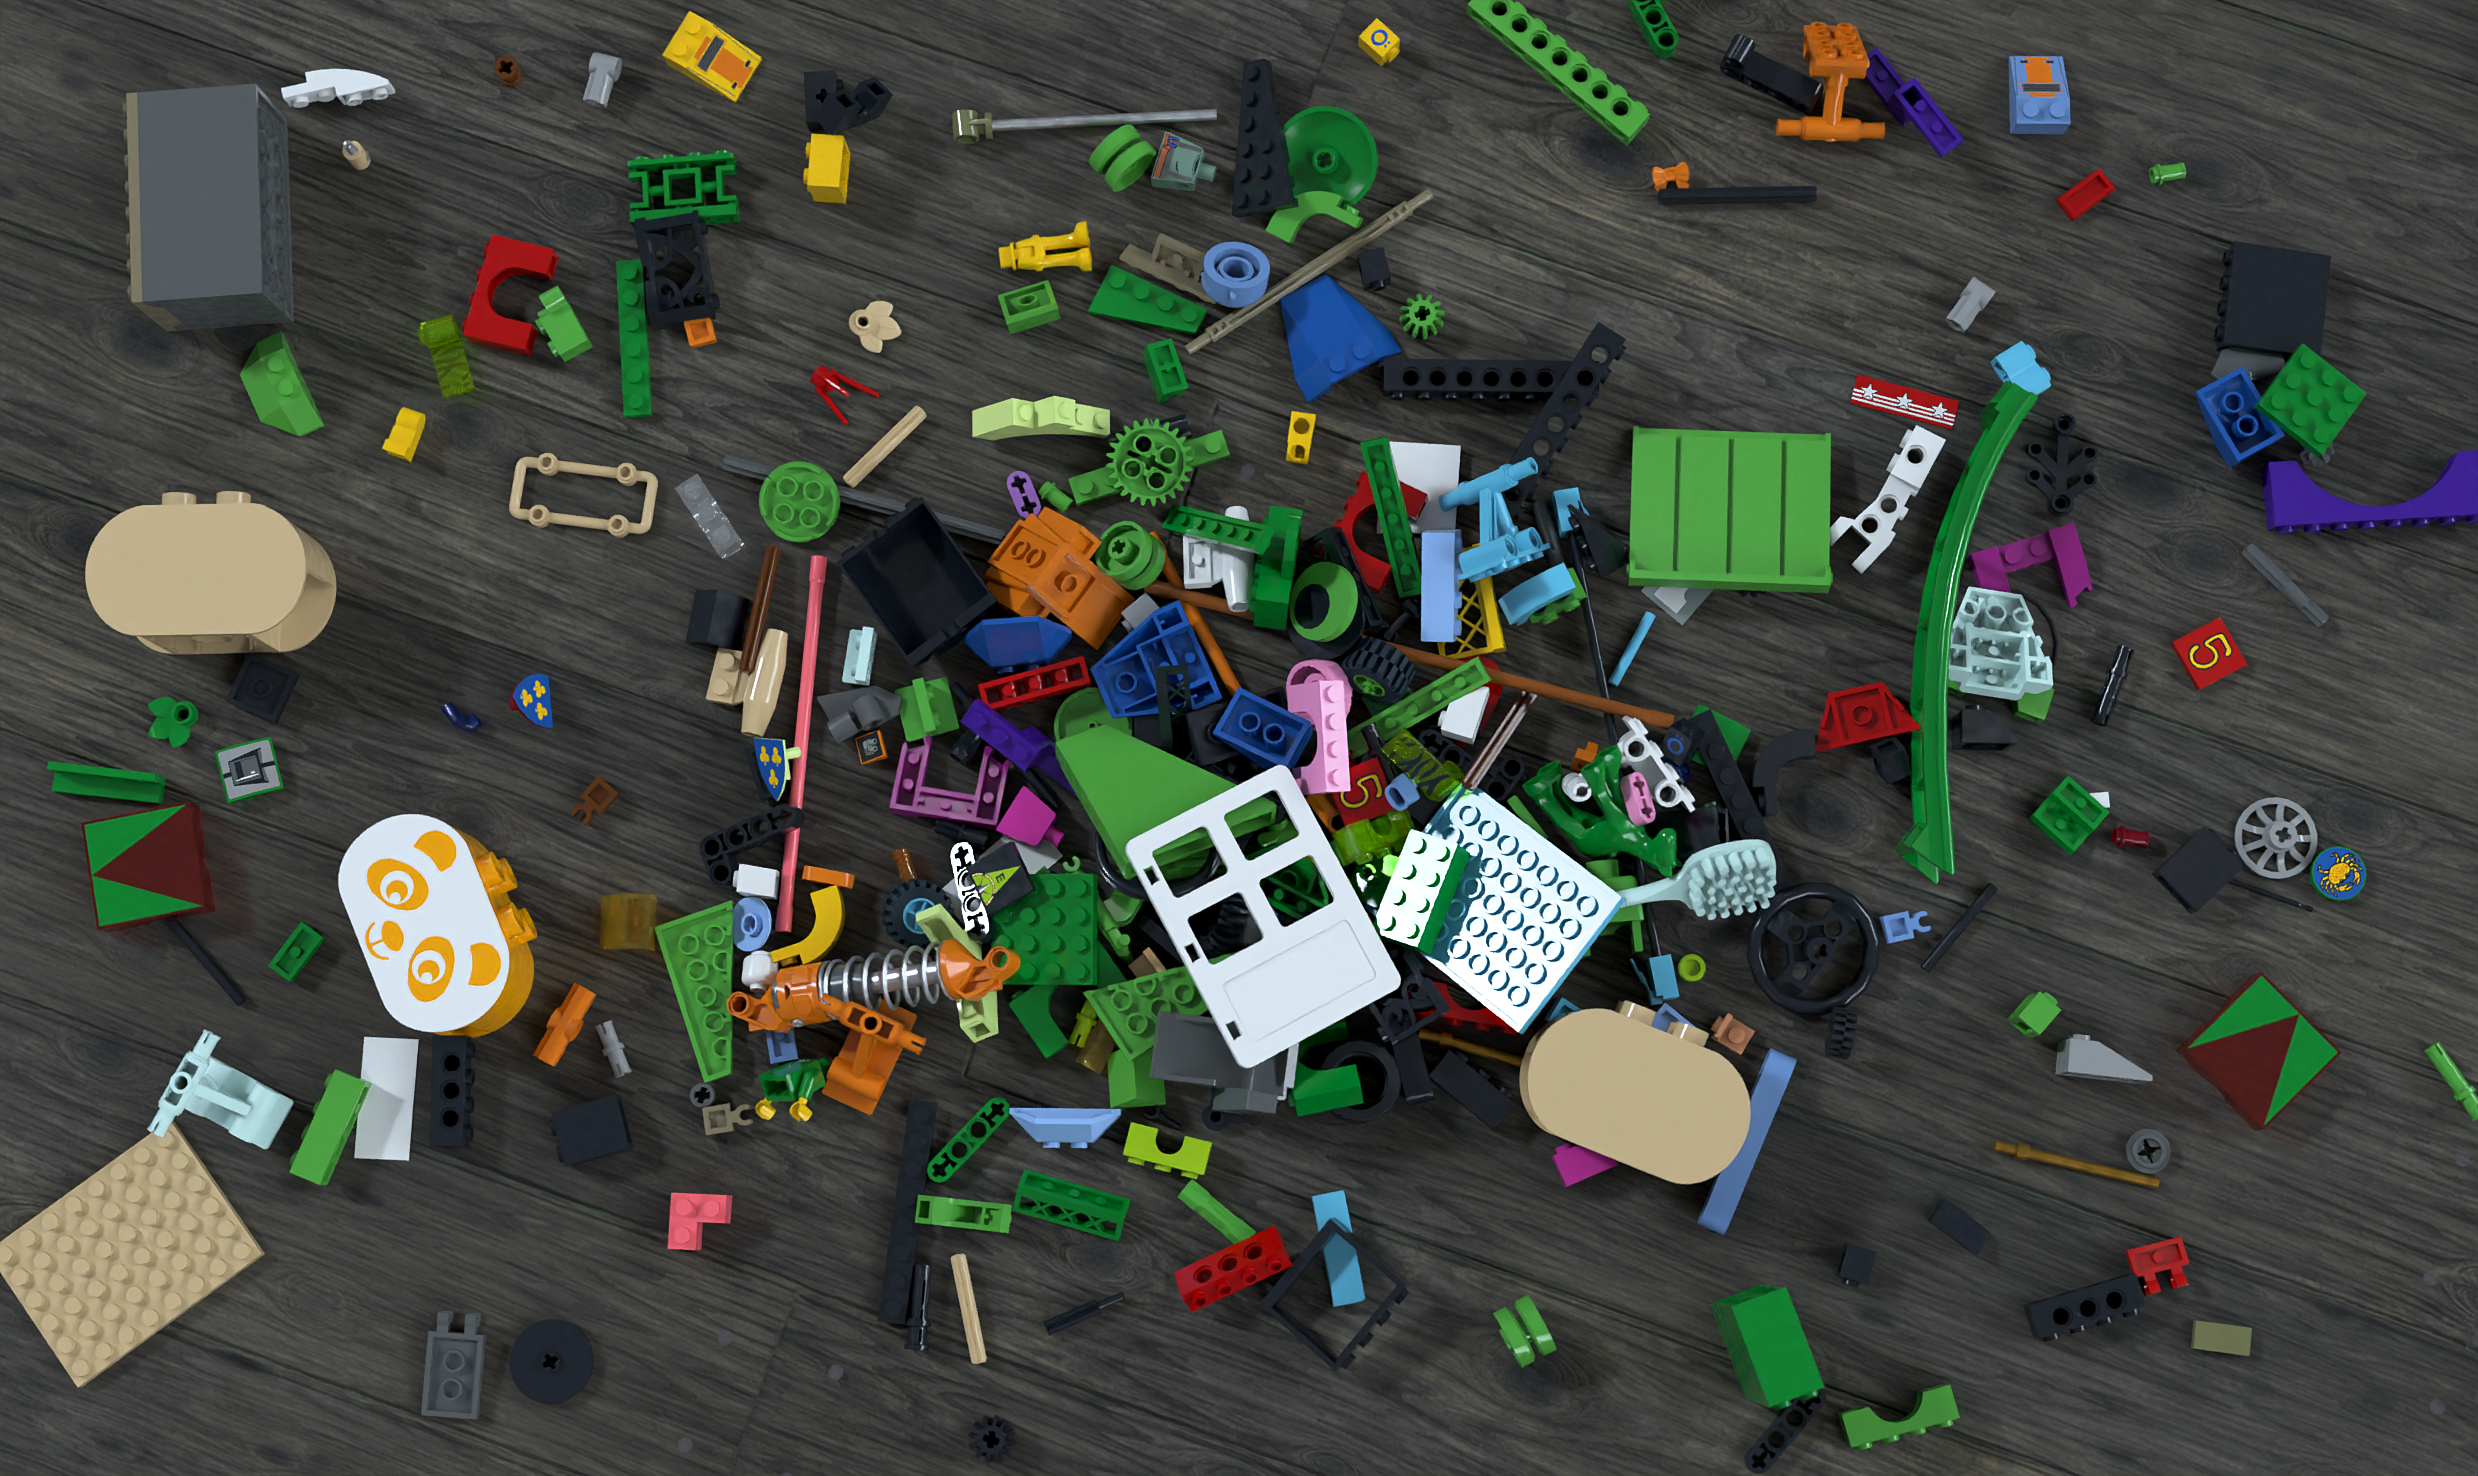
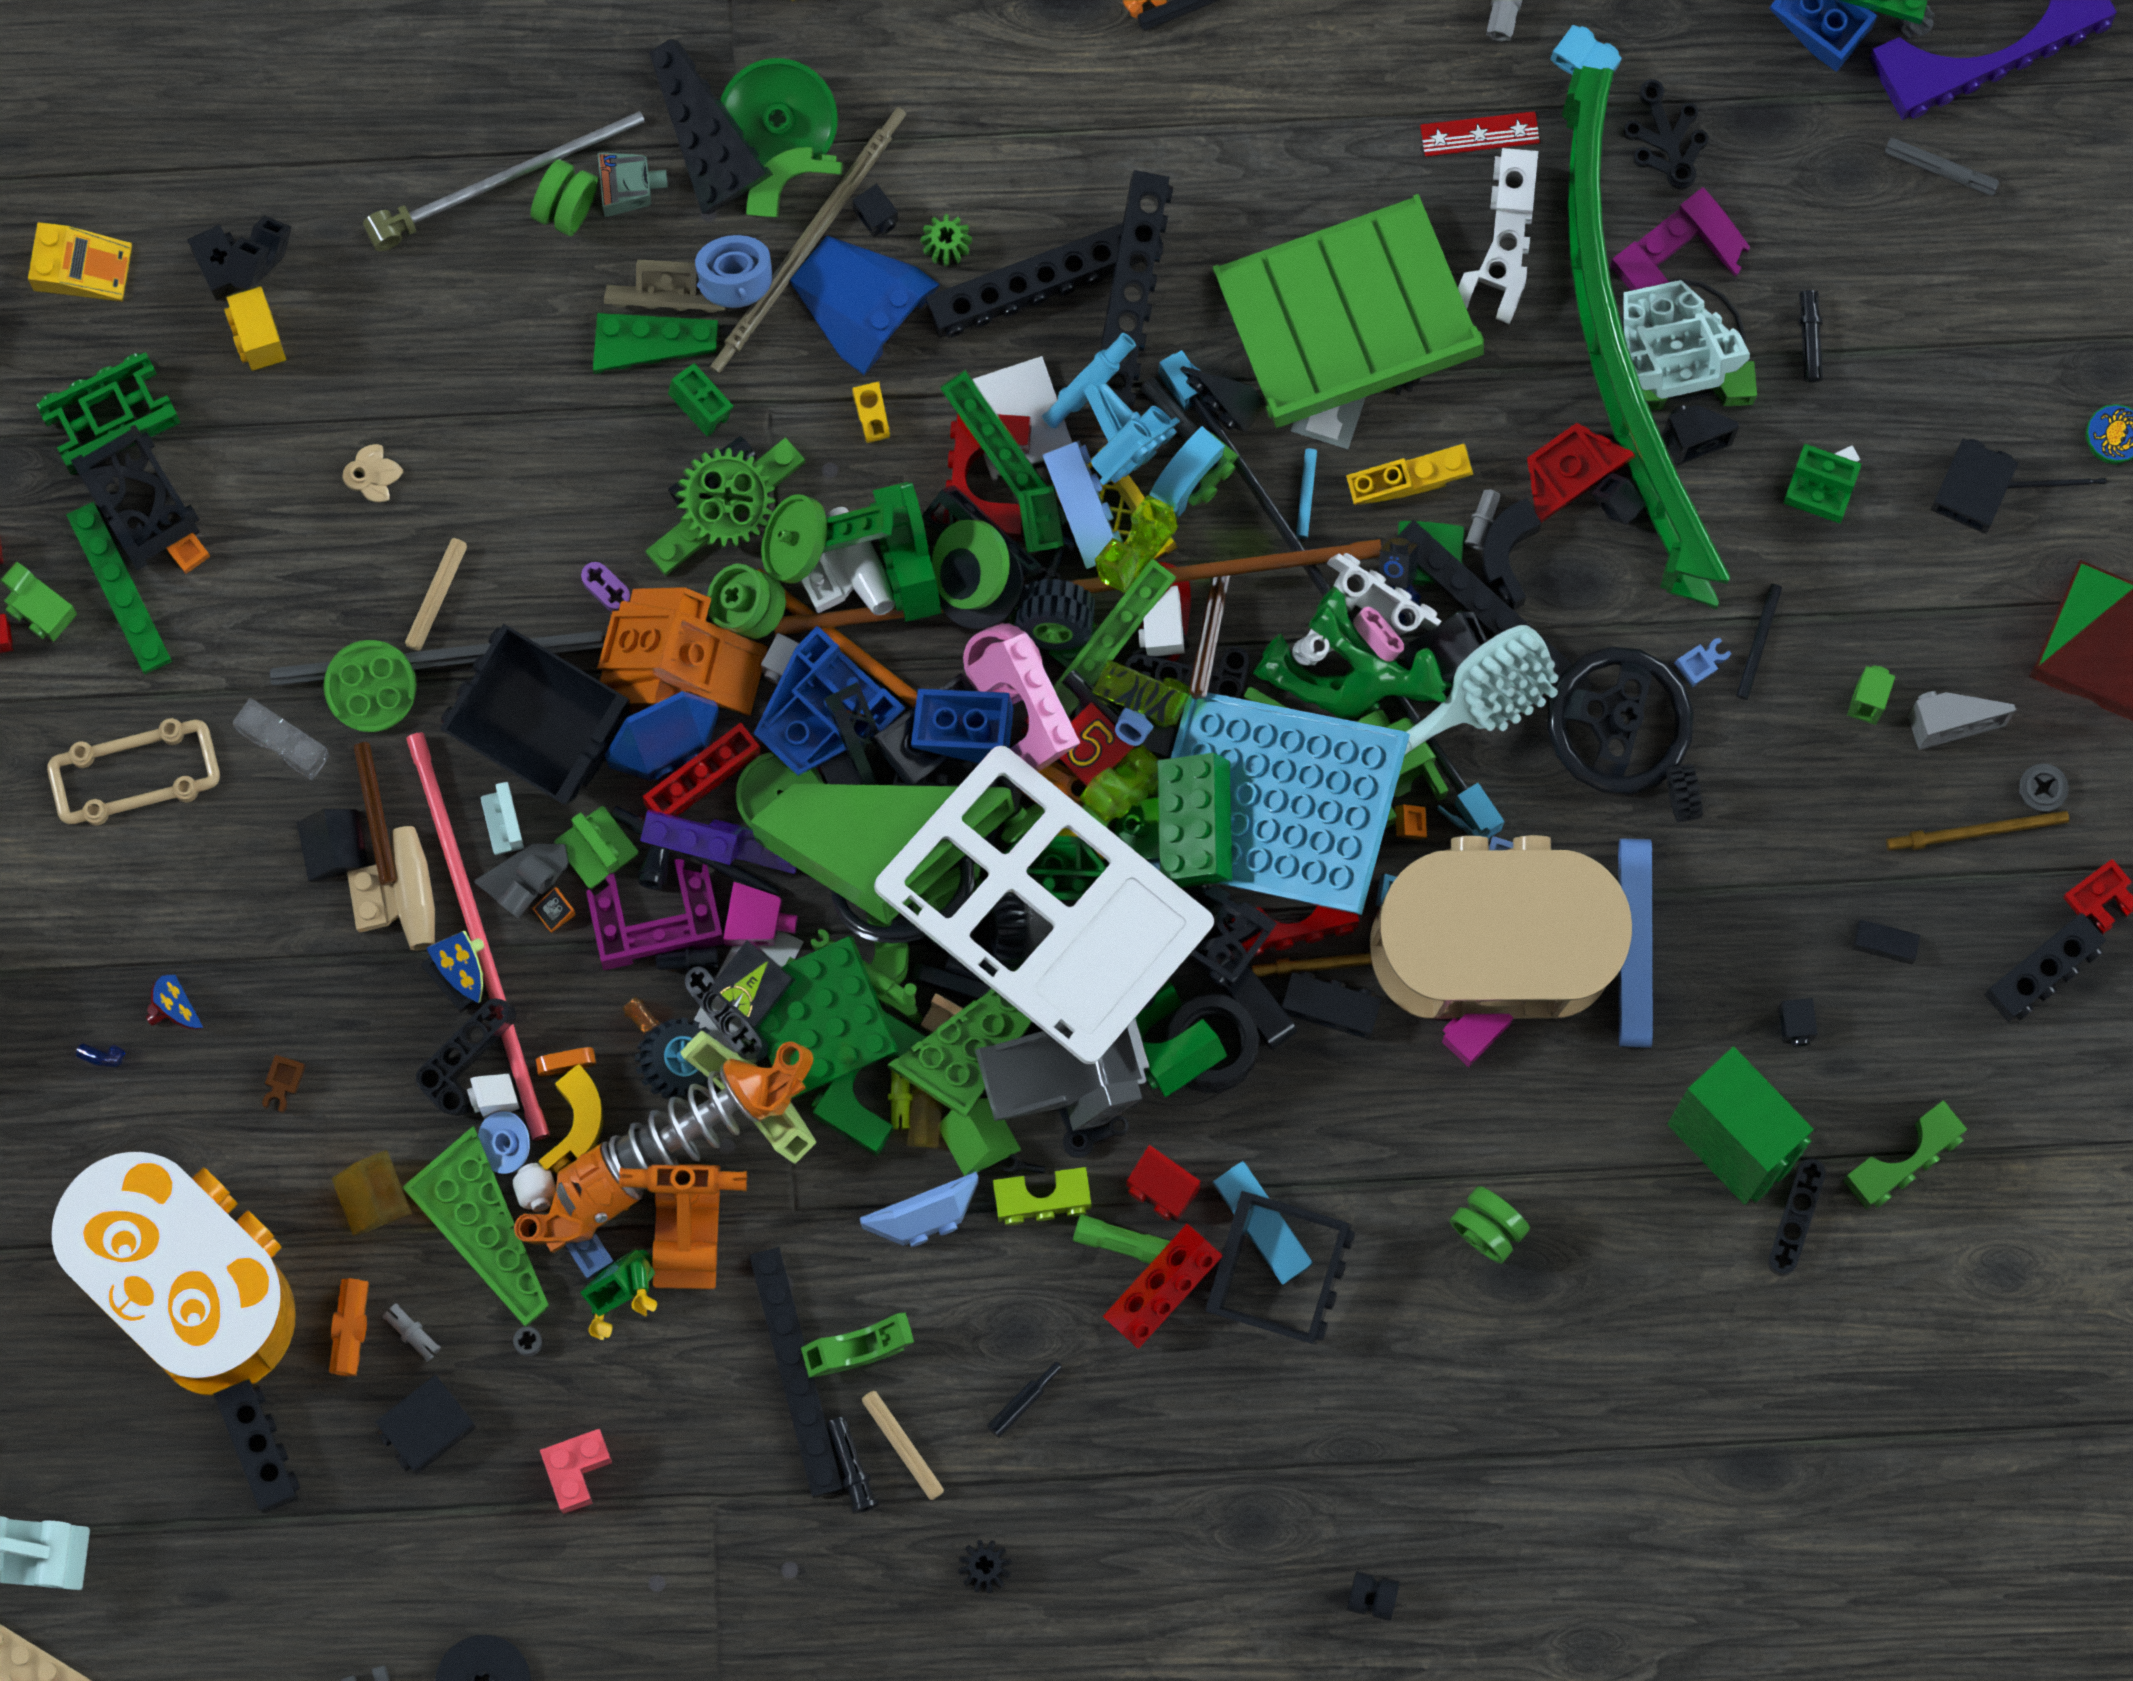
camera: 30 degrees left, 5 degrees down
(296, 952) = (26, 1369): green plate -> none
(330, 1127) = (141, 1536): bright green brick -> none
(388, 1109) = (187, 1485): white sticker -> none
(721, 1118) = (558, 1357): dark tan plate -> none
(828, 380) = (346, 549): red plant -> none
(969, 1140) = (825, 1270): green beam -> none
(1029, 307) = (529, 390): bright green slope -> none
(1032, 255) = (508, 334): yellow piece -> none
(1045, 416) = (597, 493): yellowish green arch -> none
(1055, 496) = (639, 574): bright green pin -> none
(1071, 1199) = (965, 1288): green fence -> none
(1189, 520) = (794, 539): none -> bright green piece
(1269, 1184) = (1162, 1184): none -> red slope
(1400, 584) = (1040, 519): none -> green hinge
(1451, 650) = (1151, 528): none -> clear neon green arch
(1585, 756) = (1302, 620): orange tile -> none
(1602, 962) = (1411, 821): none -> orange plate
(1691, 968) = (1504, 792): lime tile -> none
(1723, 669) = (1409, 477): none -> yellow slope
(1731, 1033) = (1574, 838): nougat bracket -> none
(1769, 730) = (1482, 519): none -> light grey axle
(2127, 837) = (1893, 481): dark red pin -> none
(2208, 653) = (1894, 266): red tile -> none
(2277, 837) = (2041, 422): light grey wheel -> none

